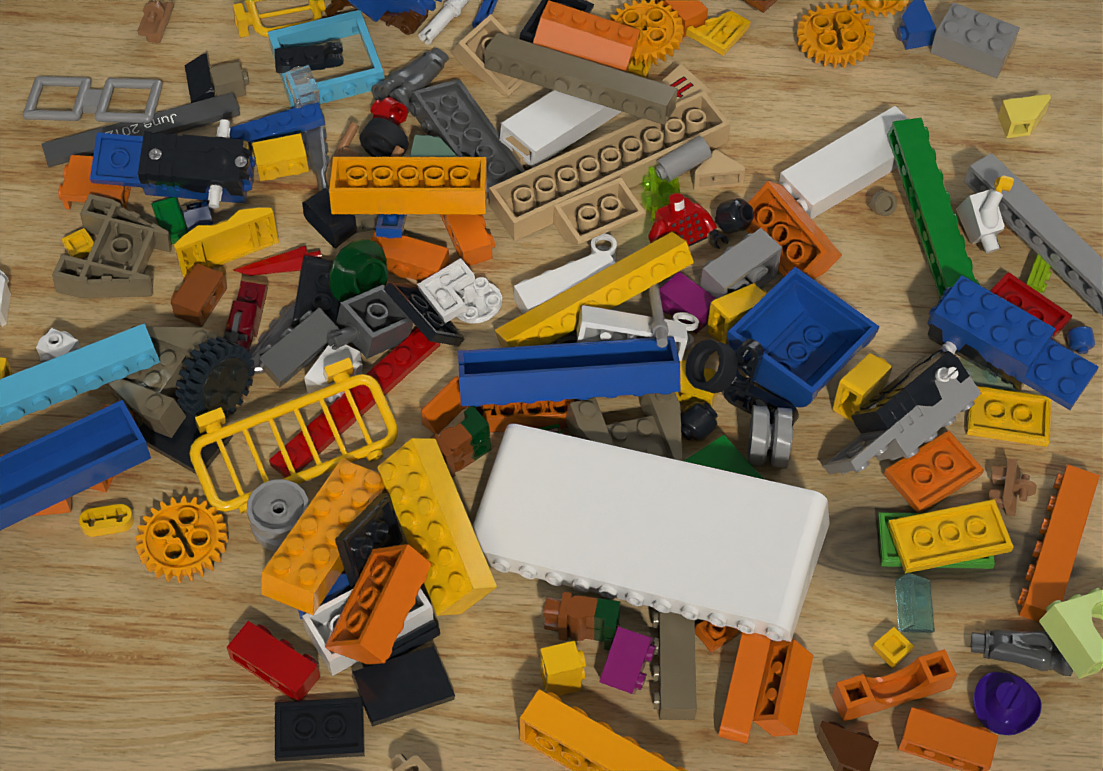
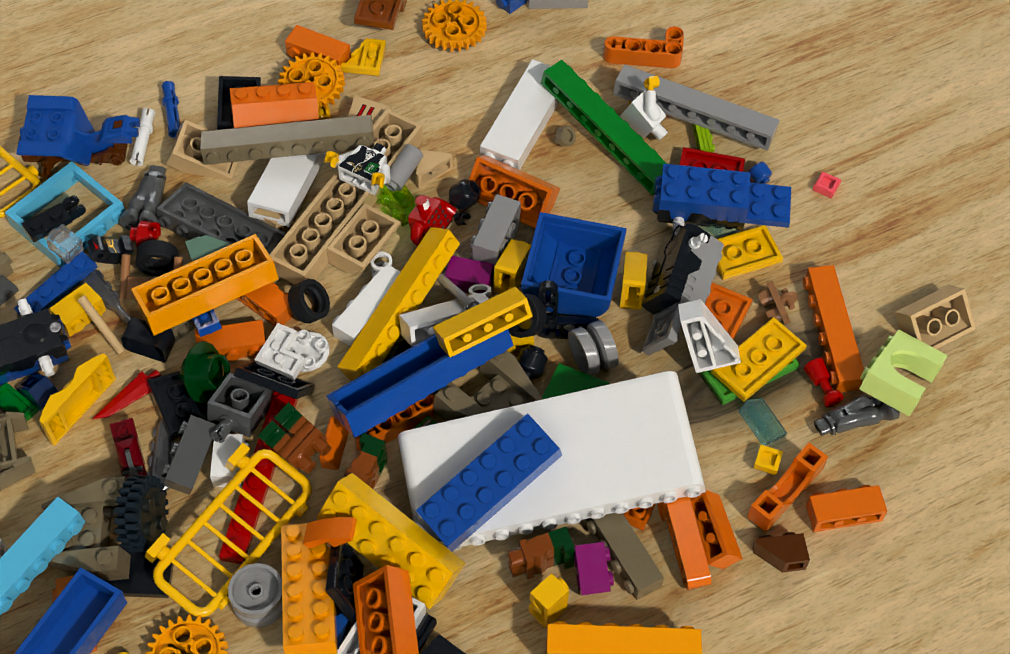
camera: 30 degrees left, 0 degrees up
(198, 294) = (77, 452): dark orange brick -> none
(292, 182) = (101, 325): none -> tan piece
(342, 112) = (109, 250): none -> black leg
(379, 485) = (331, 530): none -> orange slope
(406, 390) = (301, 445): none -> dark orange hips
(490, 251) = (299, 306): none -> black tyre
(565, 516) = (489, 482): none -> blue brick
(637, 138) = (362, 167): none -> torso
(654, 348) = (482, 321): none -> yellow brick
(896, 482) = (706, 338): none -> white wedge
(1006, 703) = (867, 460): dark purple hat -> none
(1009, 587) = (819, 375): none -> red piece
(1023, 114) = (623, 24): light yellow slope -> none
(1032, 152) = (646, 52): none -> orange beam

